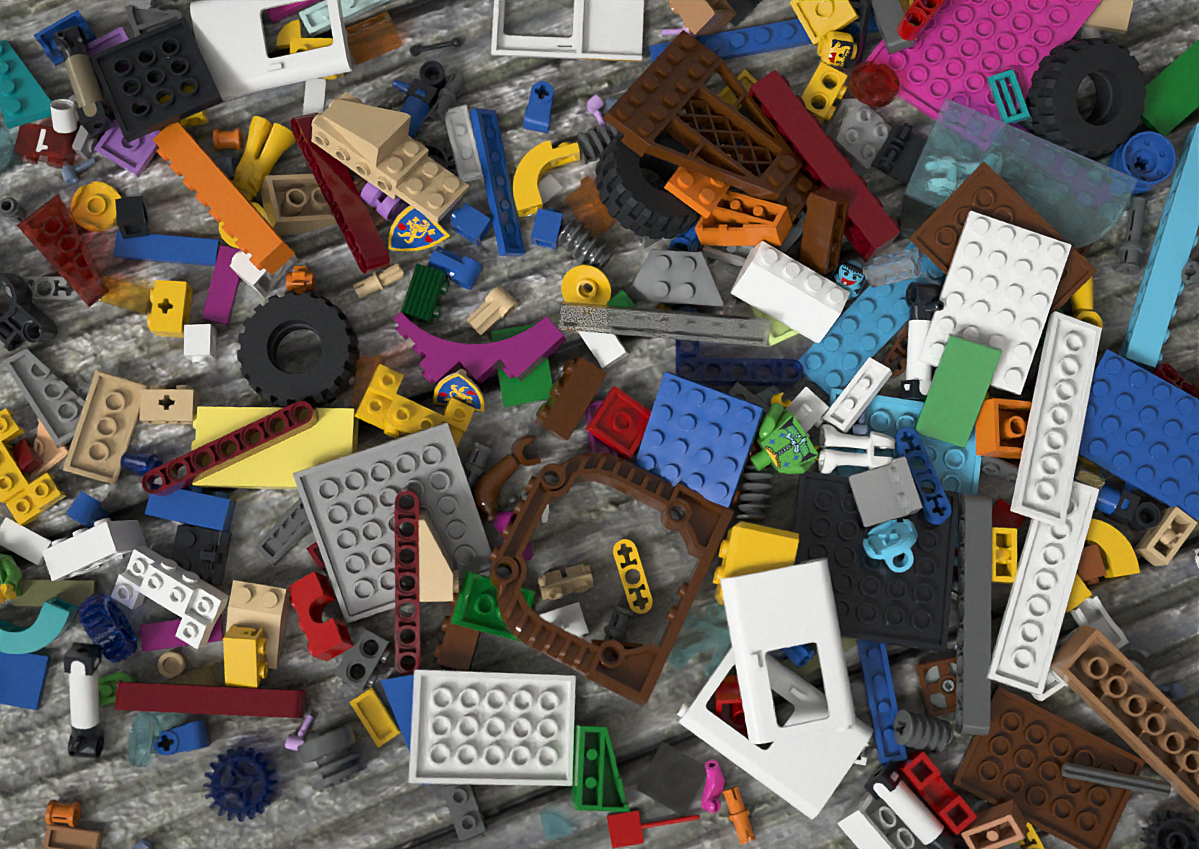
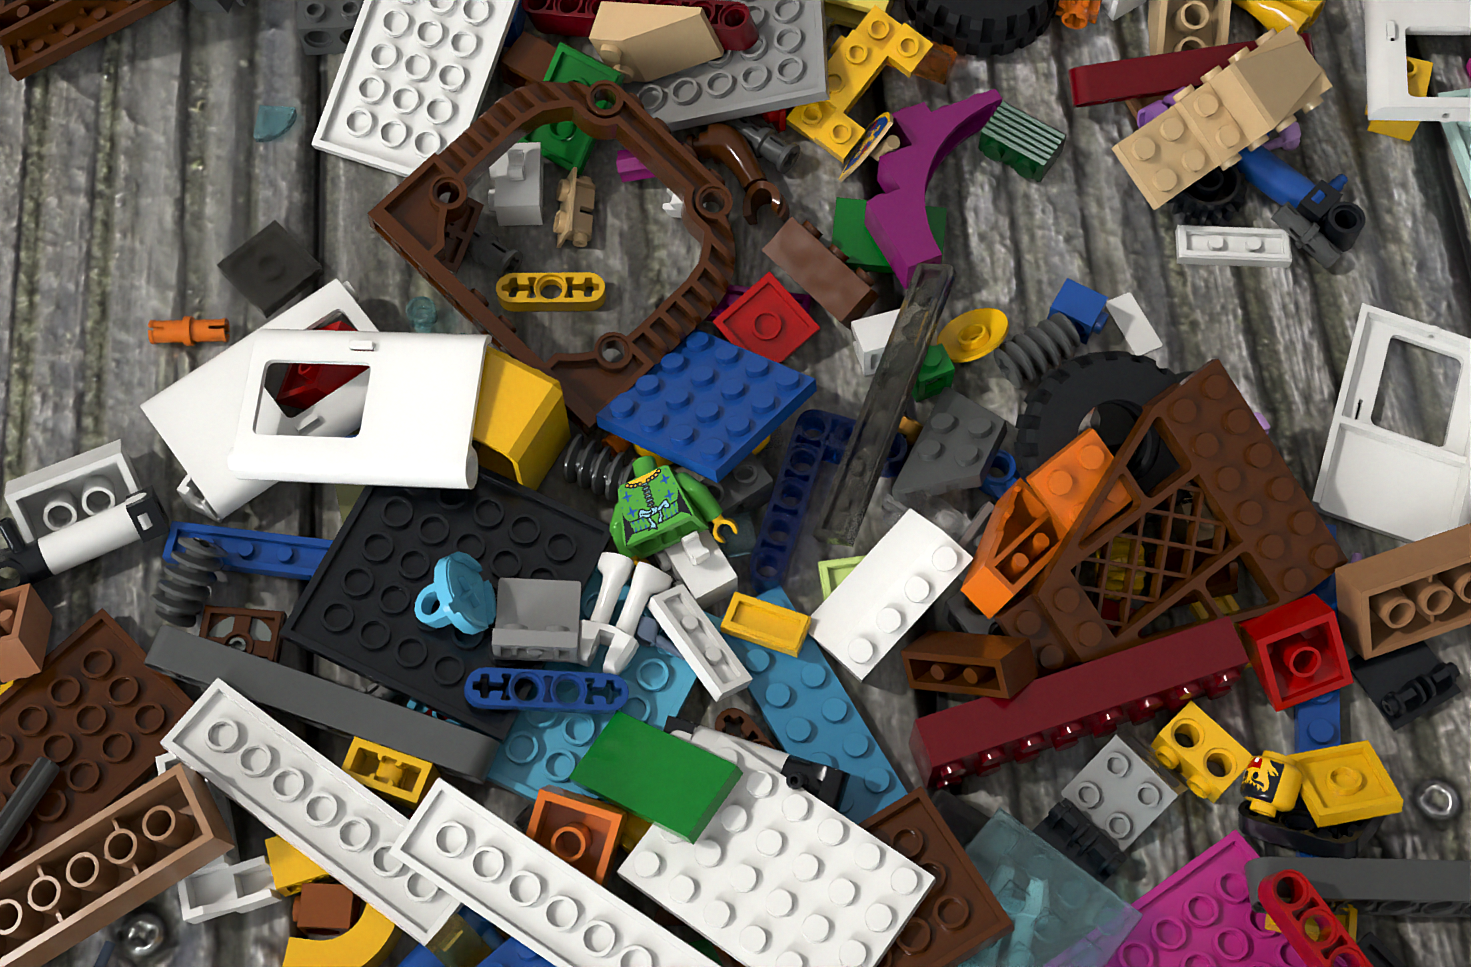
camera: 110 degrees right, 15 degrees down
(289, 31) = (1443, 77): yellow tile -> none
(314, 96) = (1347, 90): white sticker -> none
(372, 38) = (1418, 168): clear orange panel -> none
(378, 280) = (1056, 95): tan axle -> none
(414, 231) = (1102, 160): shield -> none
(415, 50) = (1389, 223): black hinge -> none
(462, 270) = (1044, 194): blue piece -> none
(470, 224) = (1108, 220): blue brick -> none
(497, 182) = (1163, 267): blue plate -> none
(497, 305) = (979, 222): tan piece -> none
(531, 170) = (1165, 309): yellow arch -> none
(539, 111) = (1260, 347): blue piece -> none
(595, 772) = (314, 173): green wedge -> none
(626, 827) = (230, 201): red piece -> none
(713, 787) = (236, 309): dark pink arm -> none
(747, 50) = (1297, 651): none -> red slope
(829, 361) = (766, 624): none -> yellow tile
(850, 277) = (886, 698): head -> none
(874, 84) = (1198, 826): clear red tile -> none
(894, 267) = (882, 759): clear bracket -> none
(935, 792) = (74, 590): red arch -> none

